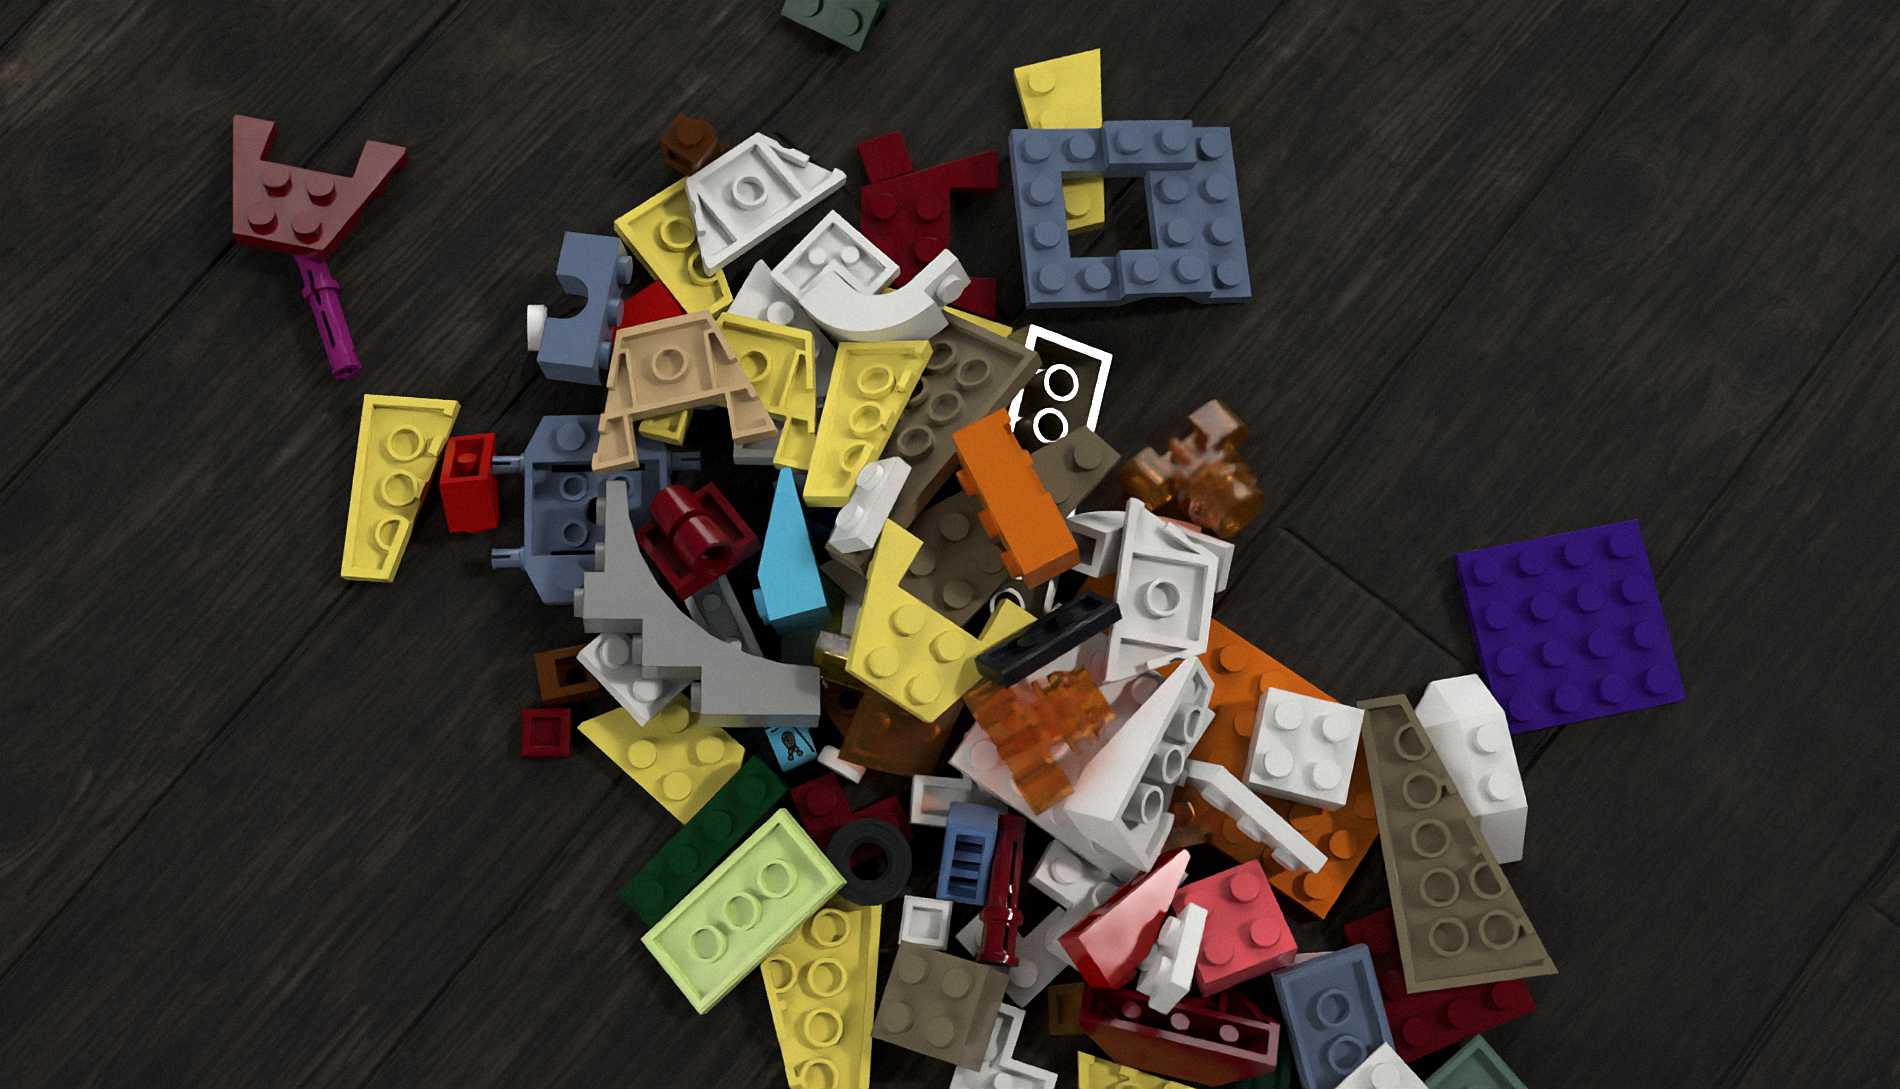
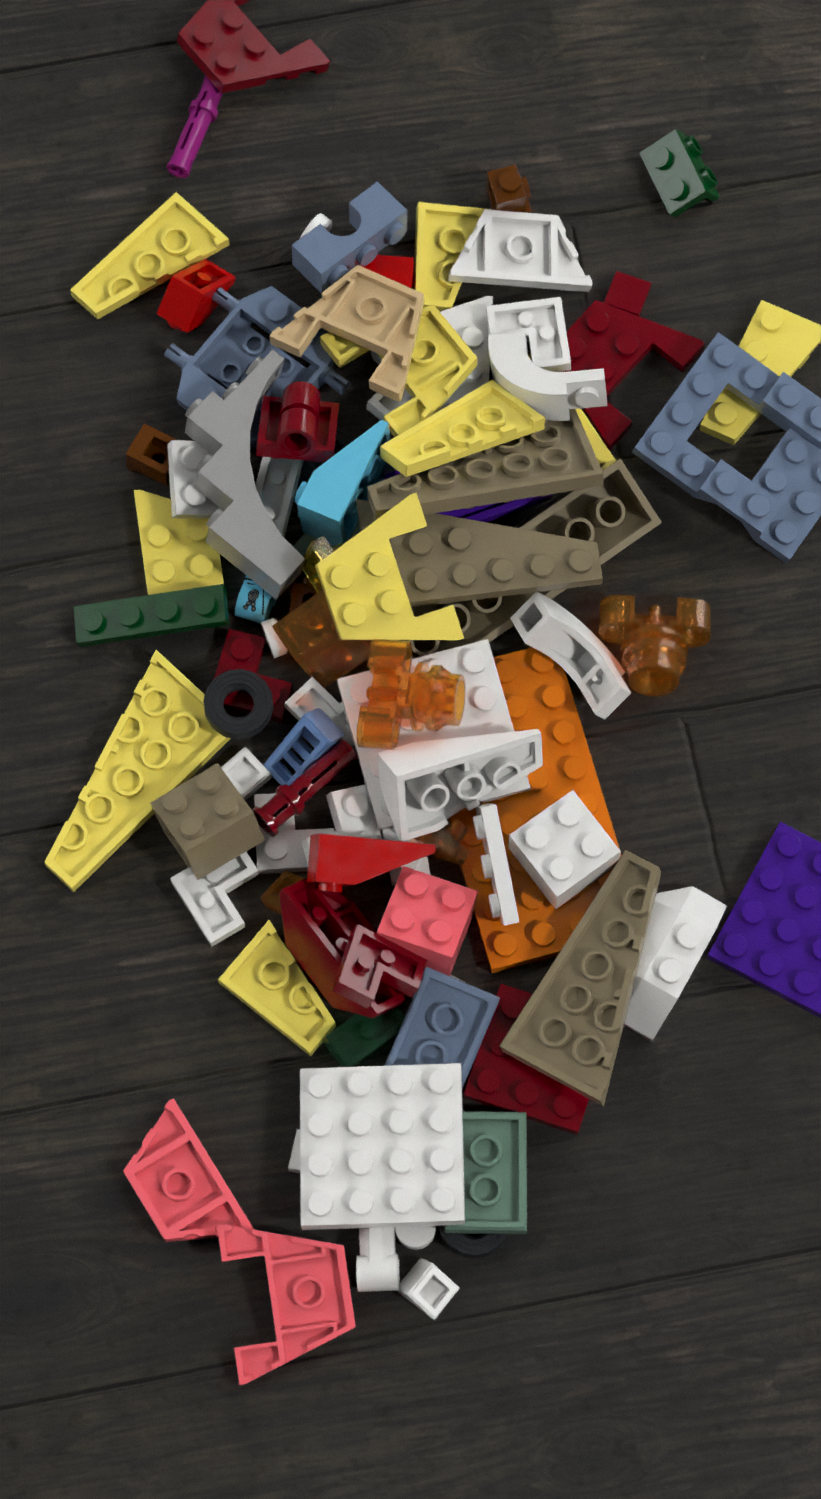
camera: 45 degrees right, 5 degrees down
(547, 733) = (113, 481): dark red tile -> none
(743, 911) = (139, 673): yellowish green tile -> none
(870, 504) = (401, 482): white plate -> none
(1013, 501) = (505, 544): orange wedge -> none
(1047, 638) = (457, 646): black tile -> none
(1162, 594) = (551, 683): white wing -> none
(1172, 959) = (360, 897): white plate -> none
(1225, 1020) = (376, 959): none -> dark red plate

